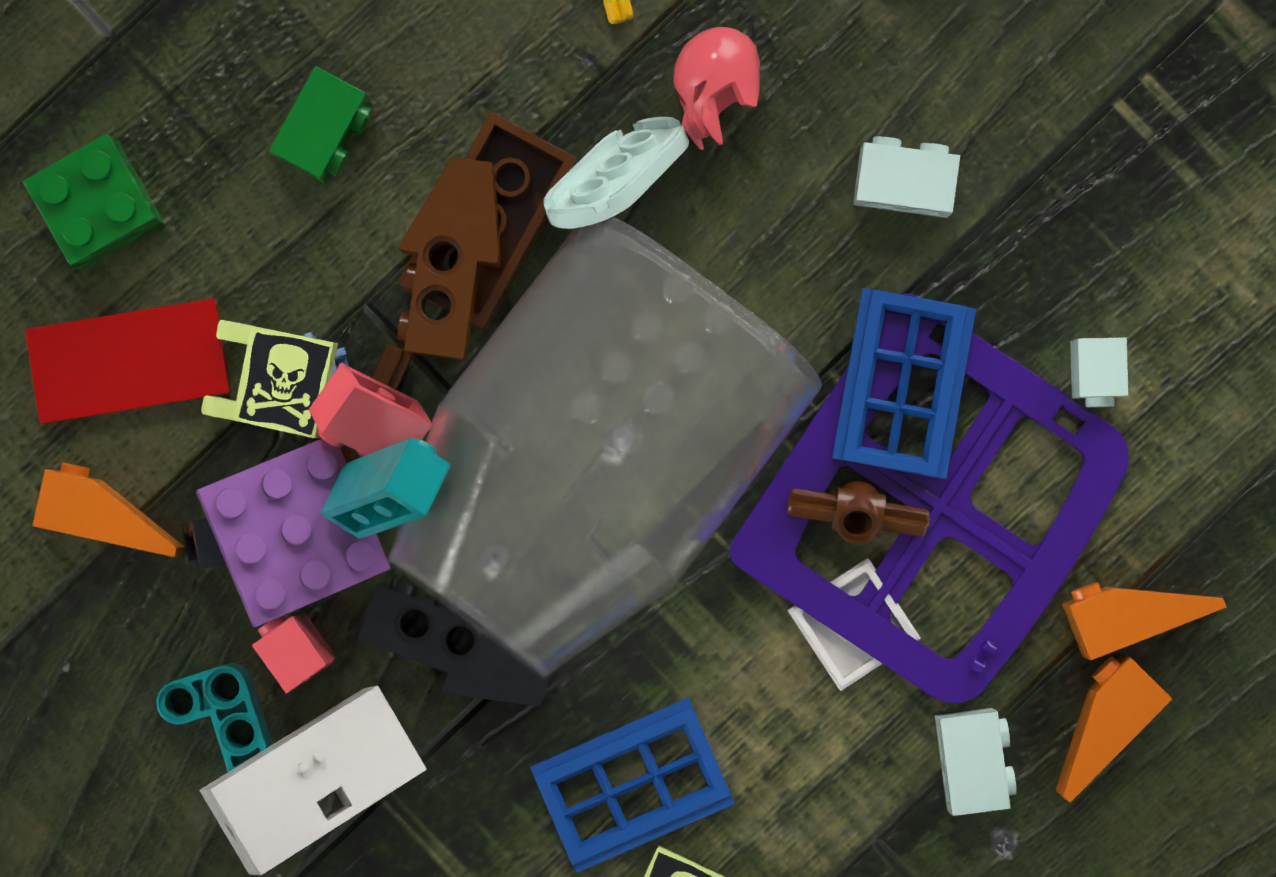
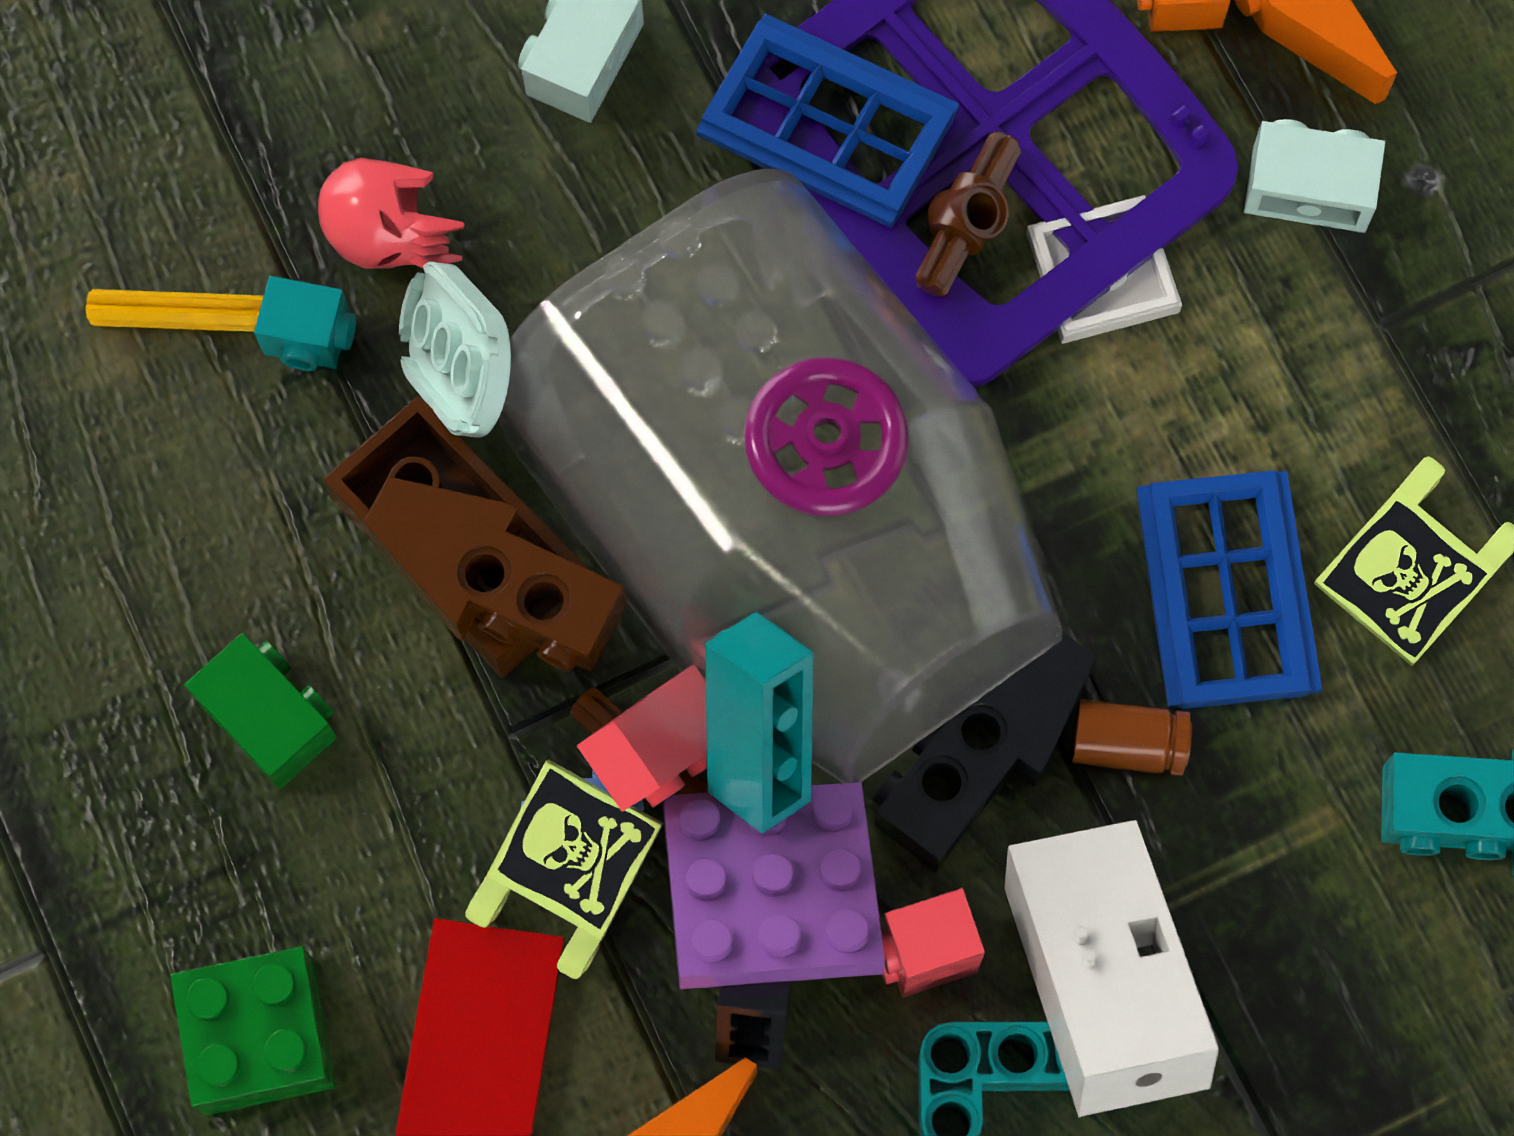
camera: 75 degrees left, 15 degrees down
(495, 747) = (1131, 737): none -> dark orange piece
(617, 51) = (304, 324): none -> teal brick
(621, 502) = (808, 488): none -> magenta plate

